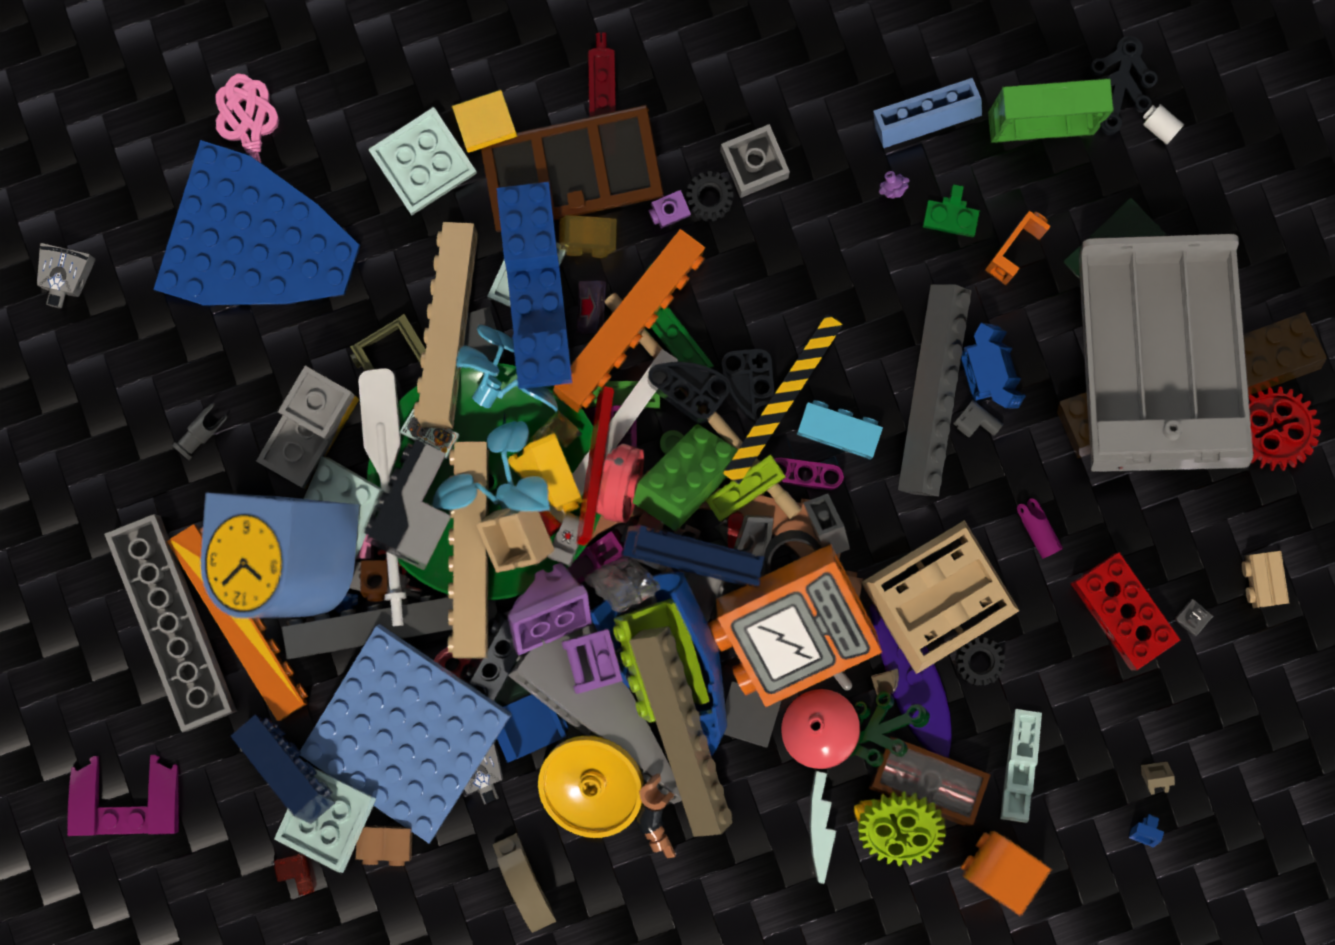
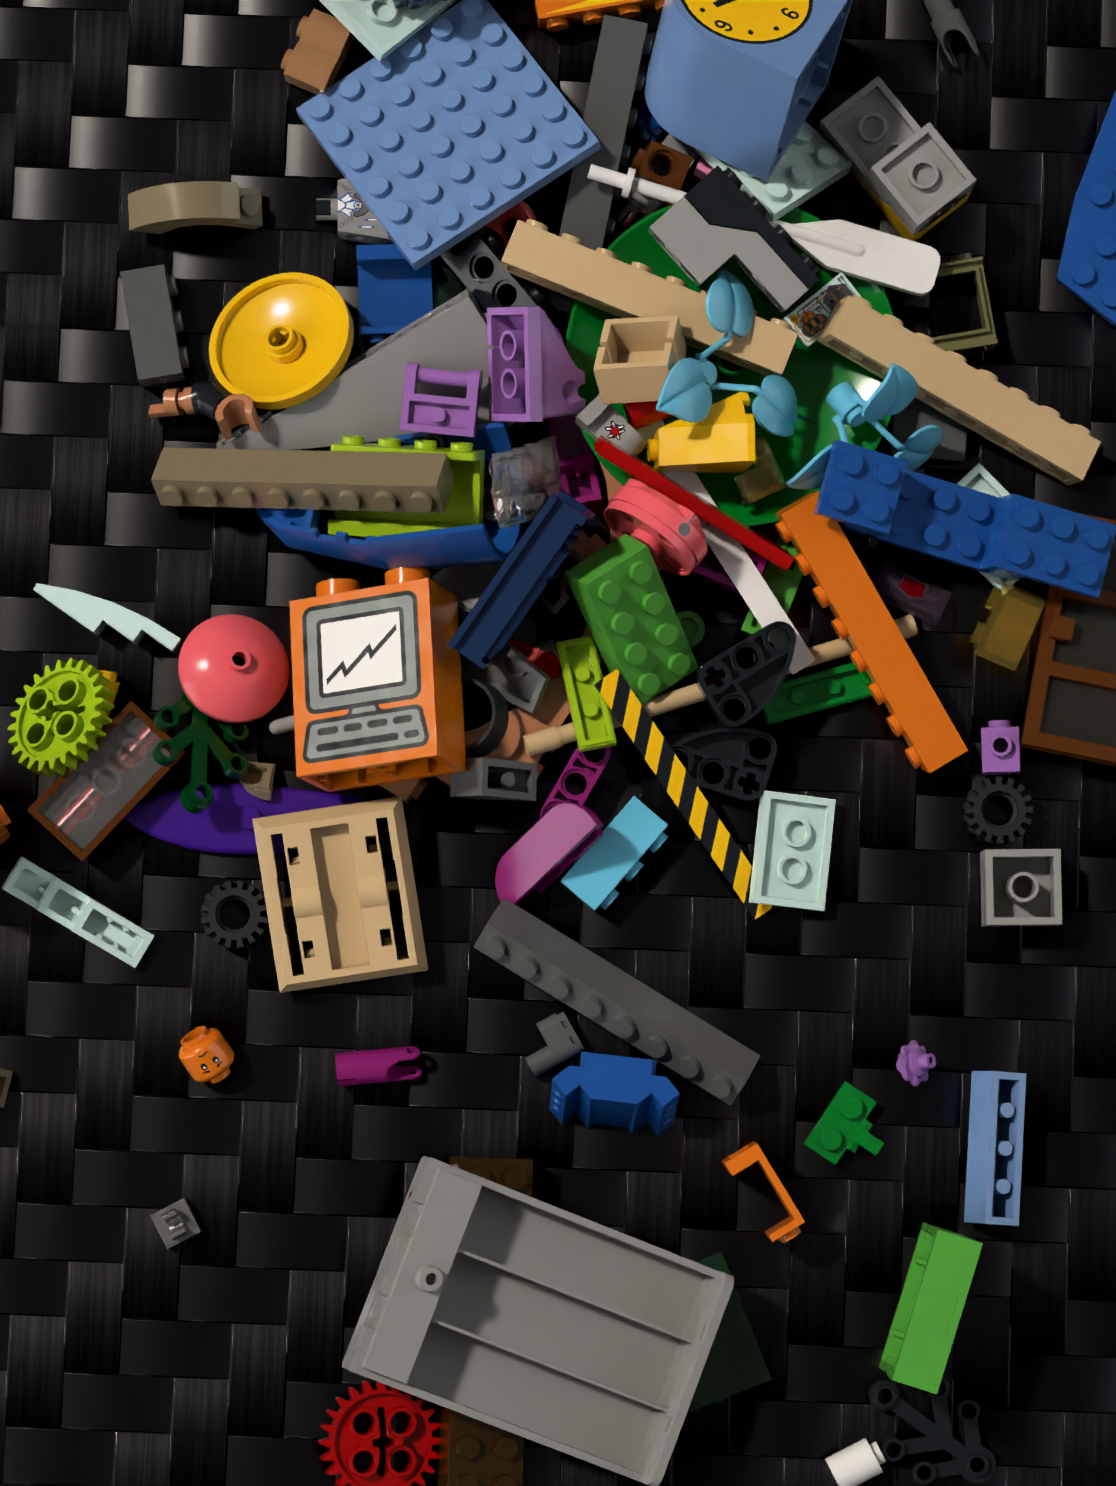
camera: 115 degrees right, 0 degrees up
(612, 877) = (154, 325): none -> dark grey brick
(749, 717) = (284, 577): dark grey tile -> none
(790, 316) = (792, 850): none -> light aqua plate
(858, 473) = (547, 851): none -> magenta brick
(1079, 642) = (206, 1054): none -> orange head
(1143, 611) = (207, 1156): red brick -> none
(1265, 579) = (185, 1339): tan brick -> none

